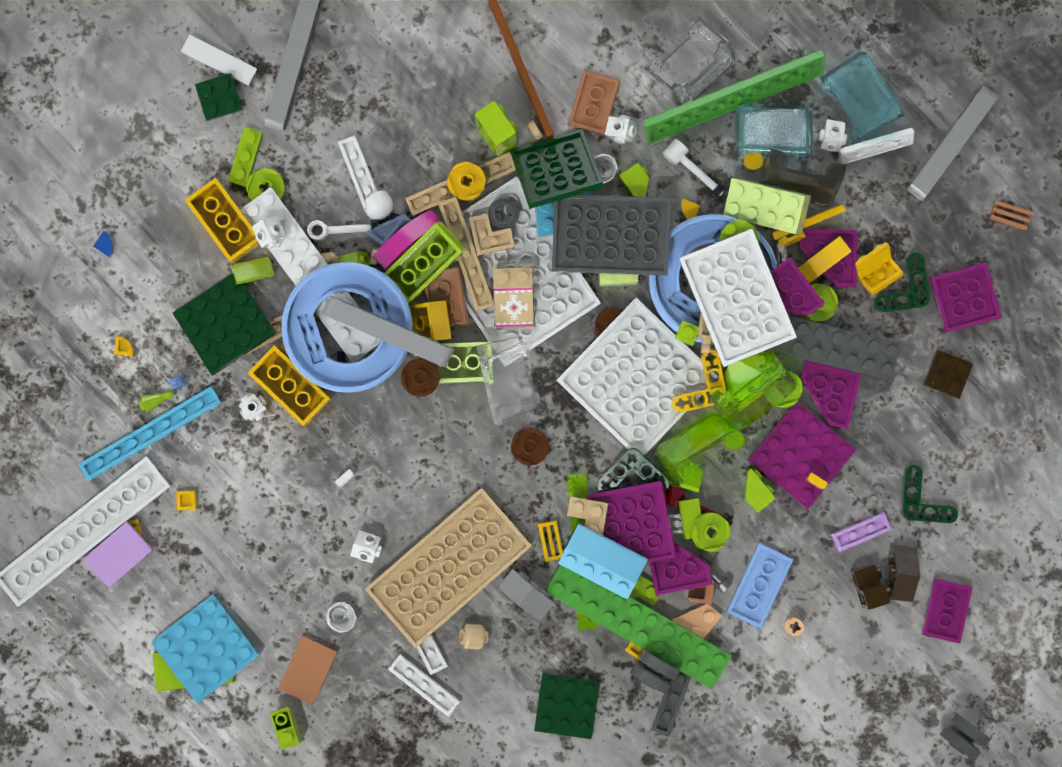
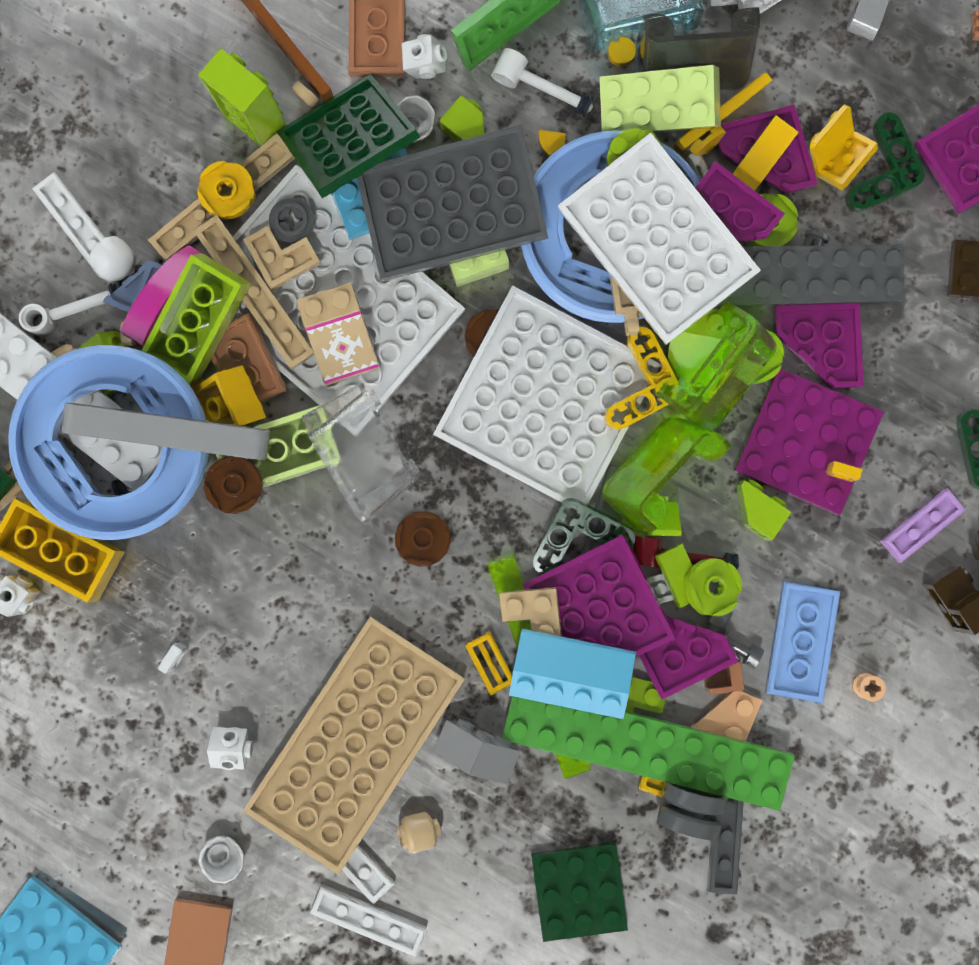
camera: 10 degrees left, 0 degrees up
(687, 333) = (599, 312): lime plate -> none

